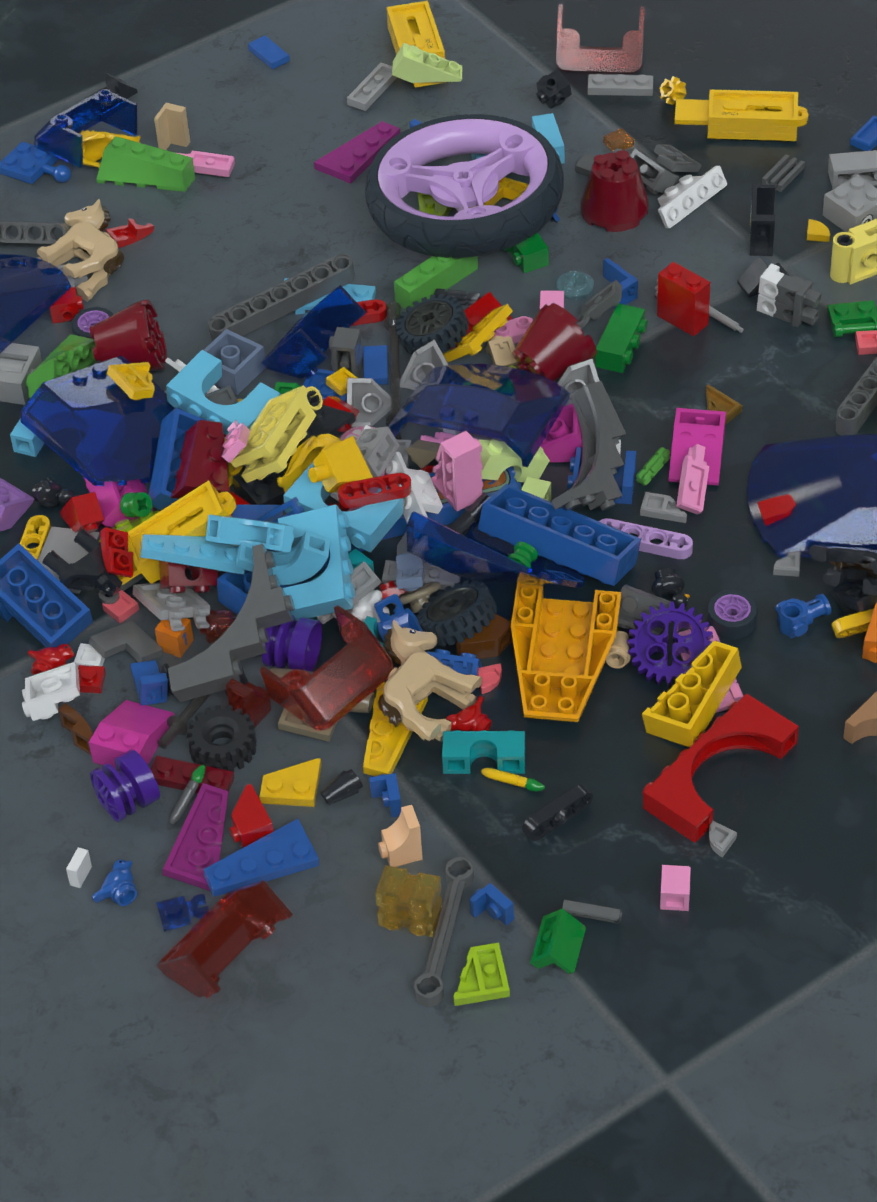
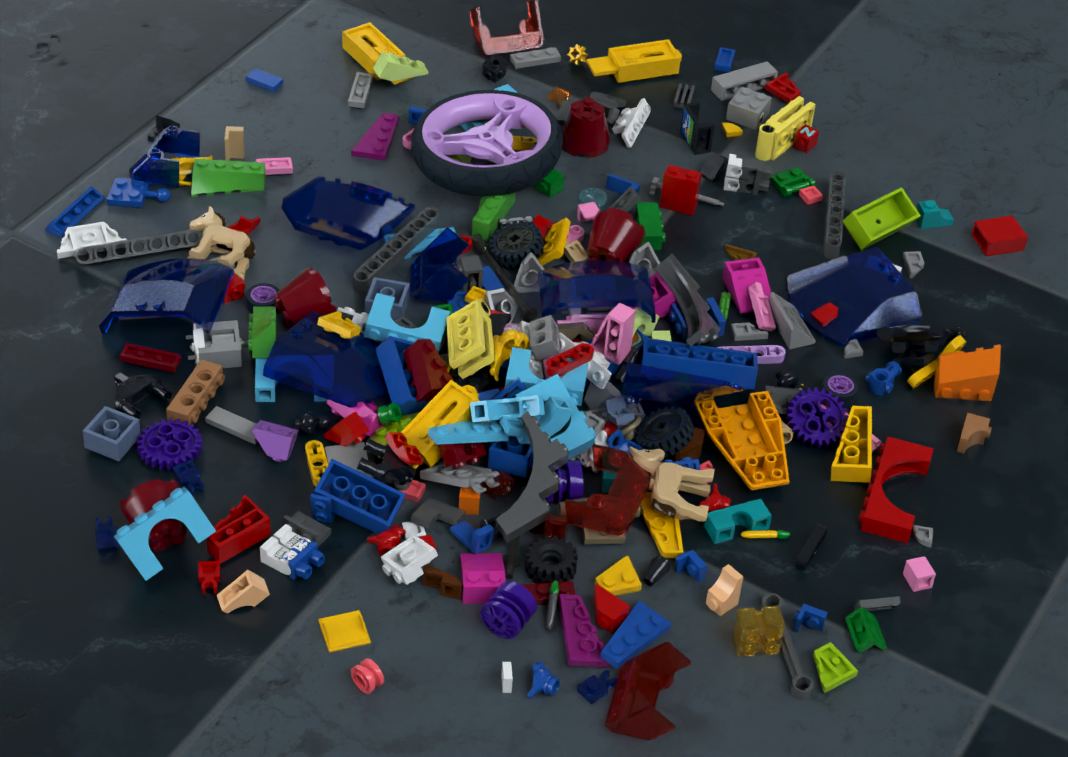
camera: 30 degrees left, 5 degrees down
(235, 440) = (448, 349): bright pink hinge -> none
(251, 237) = (344, 212): none -> clear blue windscreen
(339, 465) = (537, 349): yellow torso -> none
(725, 508) = (790, 323): none -> light grey slope

